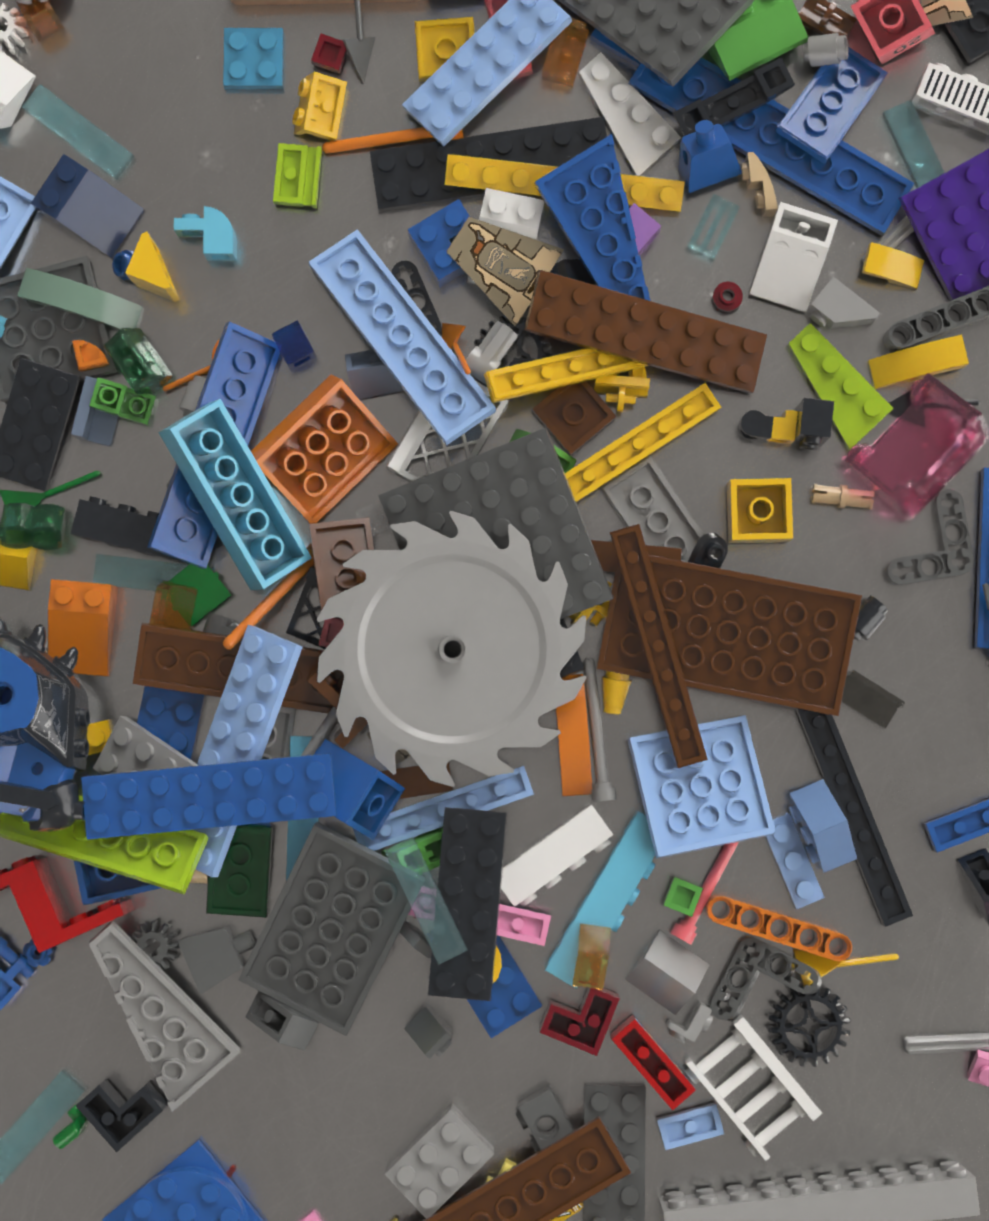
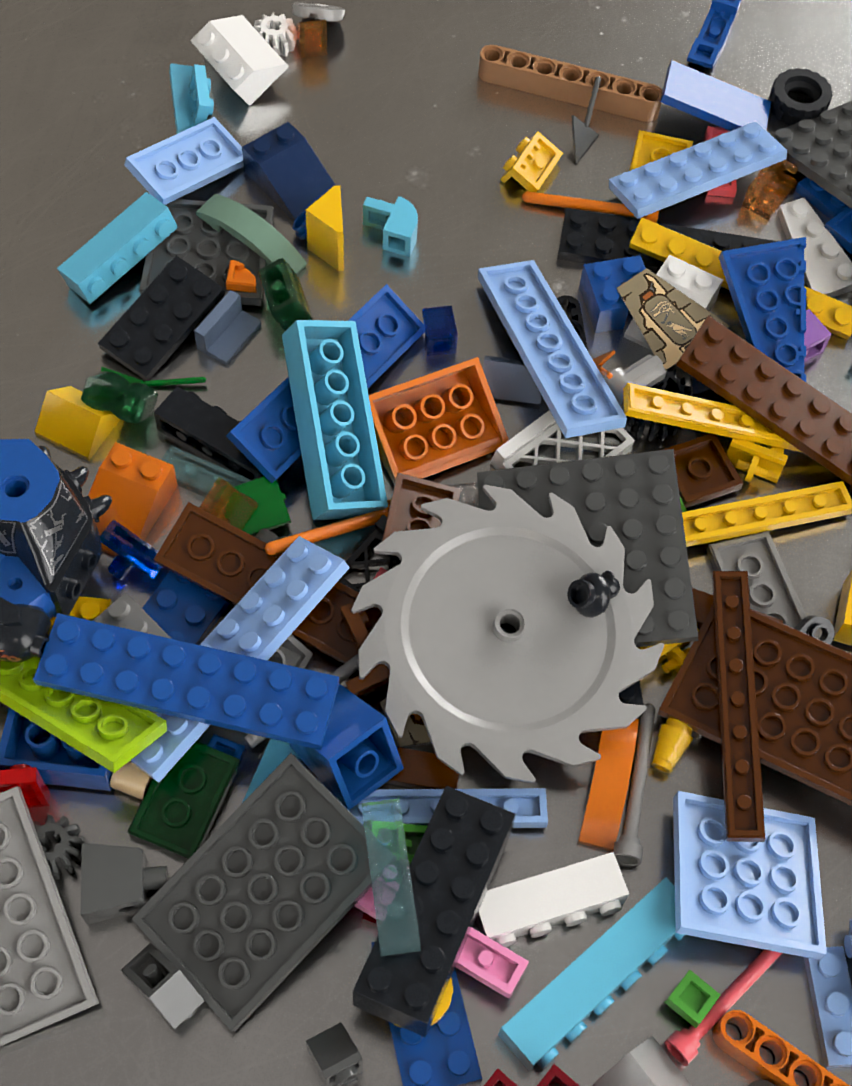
camera: 10 degrees right, 25 degrees down
(78, 131) = (304, 118): clear light blue tile -> none
(106, 675) = (130, 552): none -> clear blue tile
(122, 401) = (253, 325): bright green slope -> none
(253, 58) = (484, 117): dark azure plate -> none
(297, 175) = (492, 206): lime plate -> none
(329, 53) = (555, 129): dark red plate -> none
(416, 940) = (355, 943): light grey tile -> none
(512, 600) = (593, 592): none -> black animal
(591, 956) = (564, 1027): clear orange slope -> none

